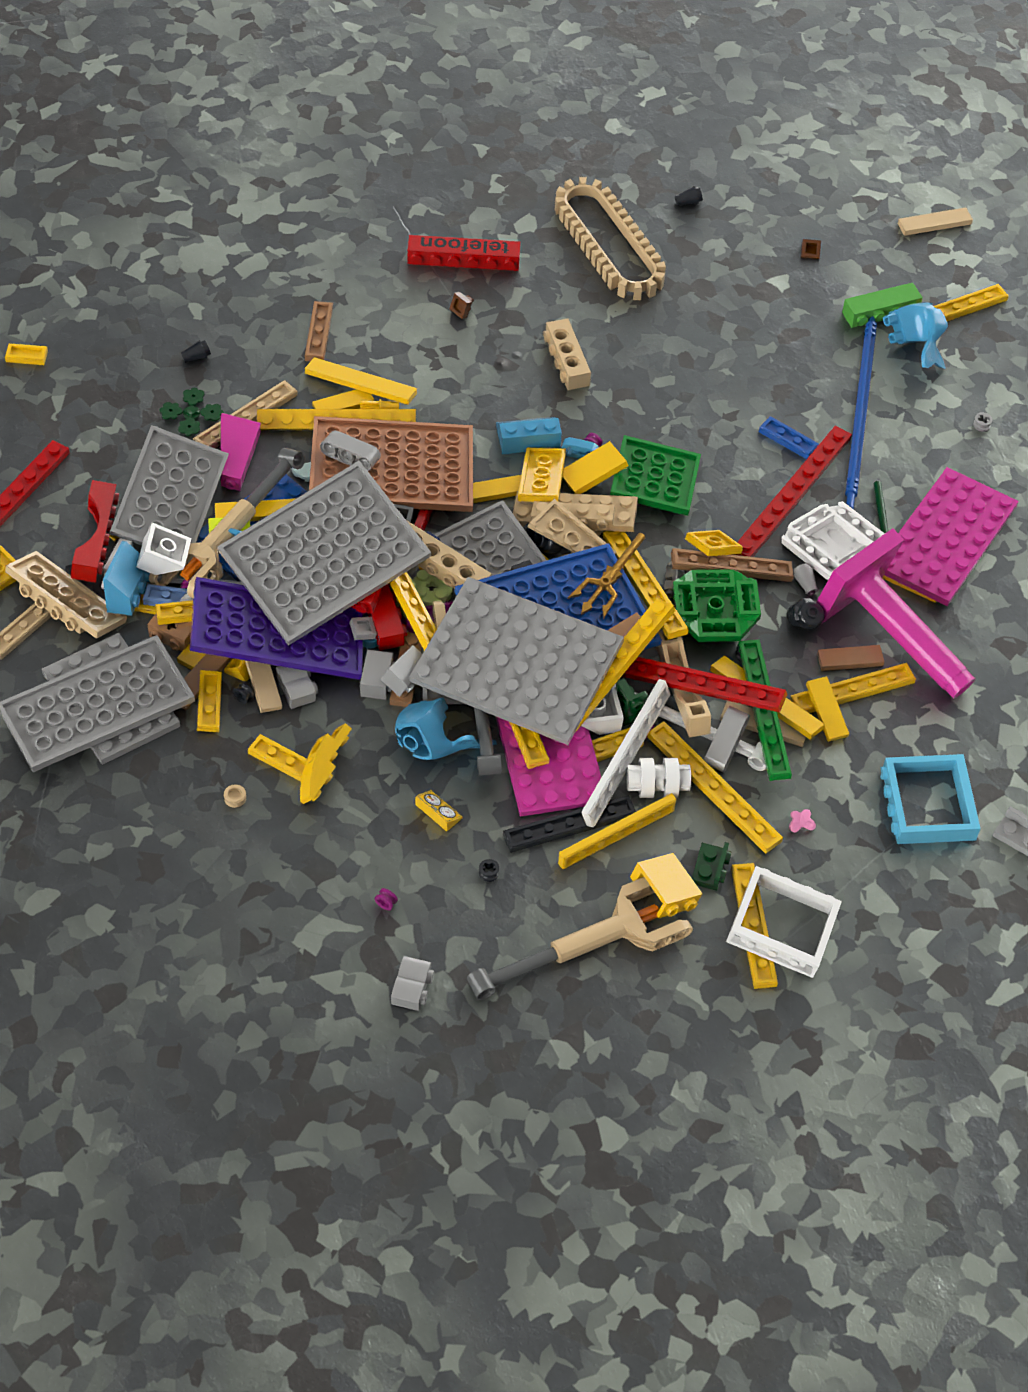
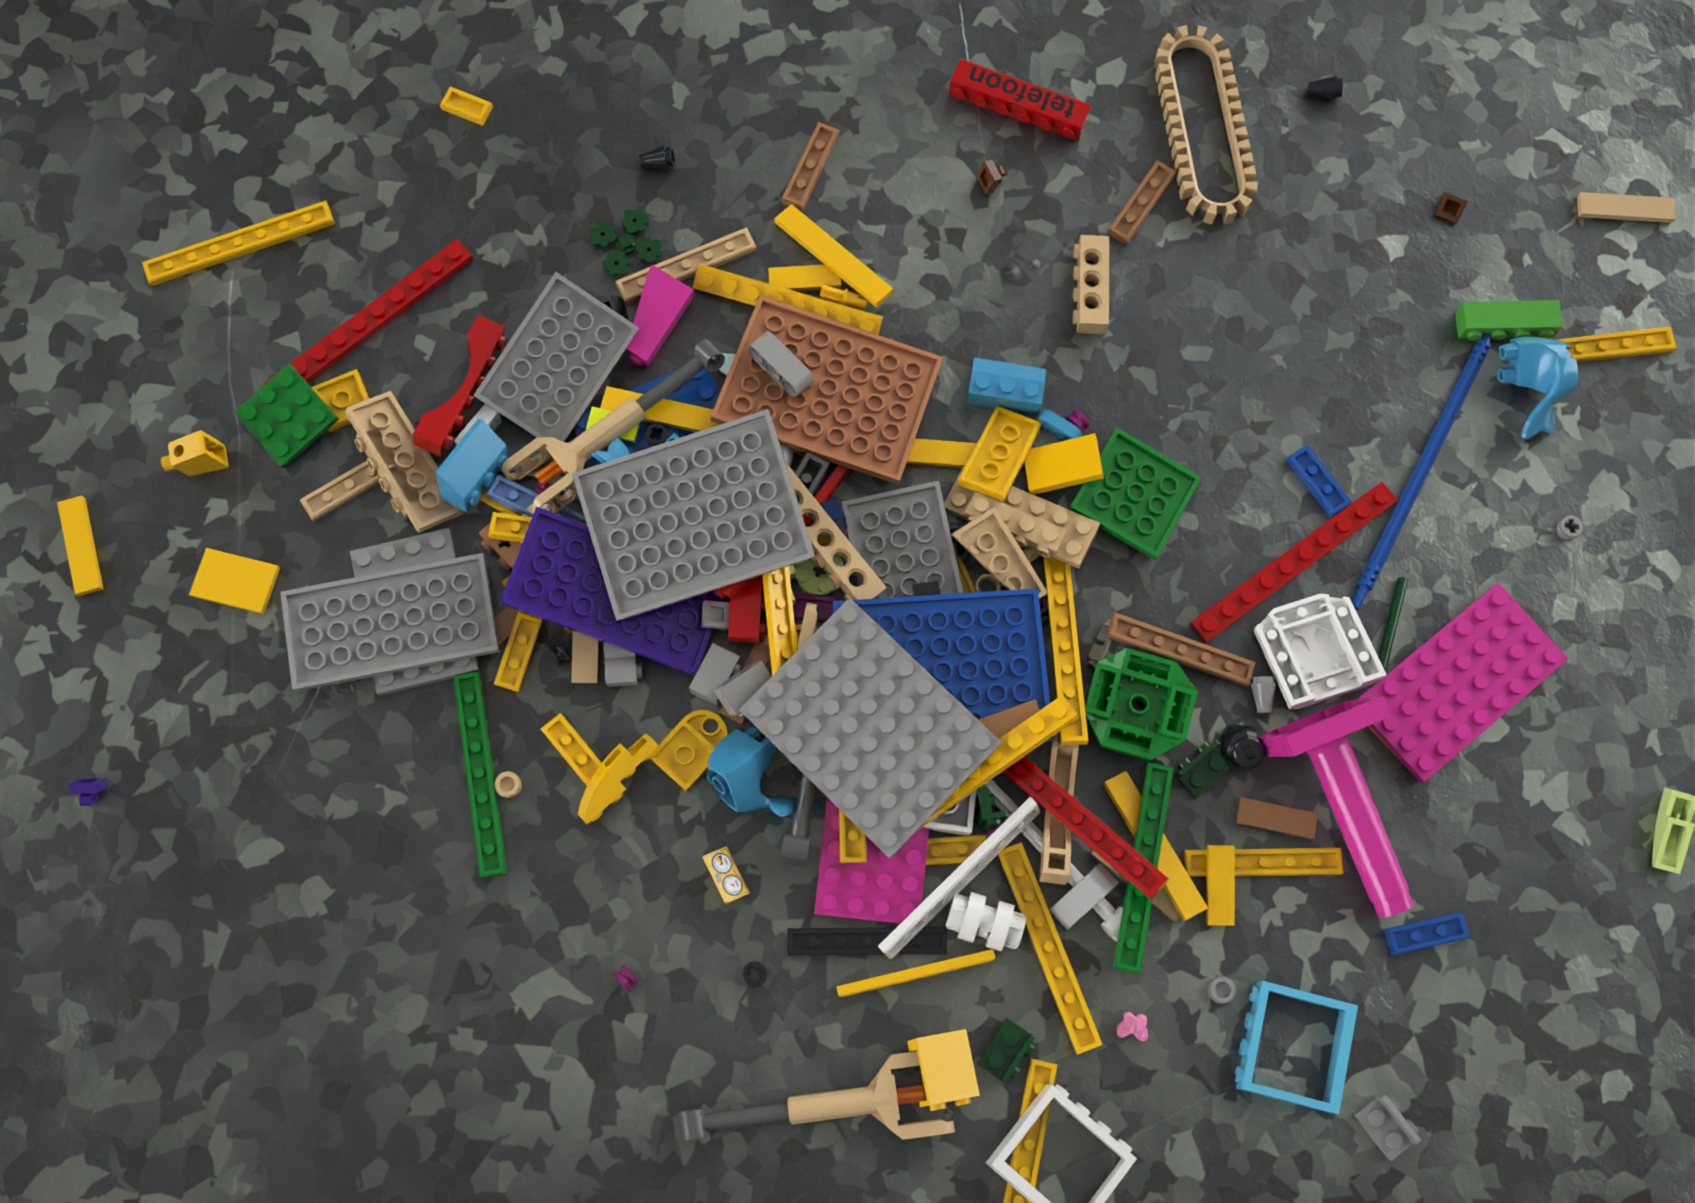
camera: 20 degrees right, 20 degrees up
(163, 551) = (522, 444): white slope -> none
(209, 796) = (480, 775): none -> green tile
(373, 732) = (687, 748): none -> yellow tile
(411, 983) = (617, 1097): light grey brick -> none
(583, 297) = (1141, 202): none -> medium nougat tile
(608, 578) = (1018, 641): pearl gold piece -> none
(713, 543) = (1169, 614): yellow tile -> none
(781, 639) = (1204, 769): none -> dark green bracket
(858, 780) = (1221, 990): none -> light grey tile
(994, 702) = (1426, 933): none -> blue tile

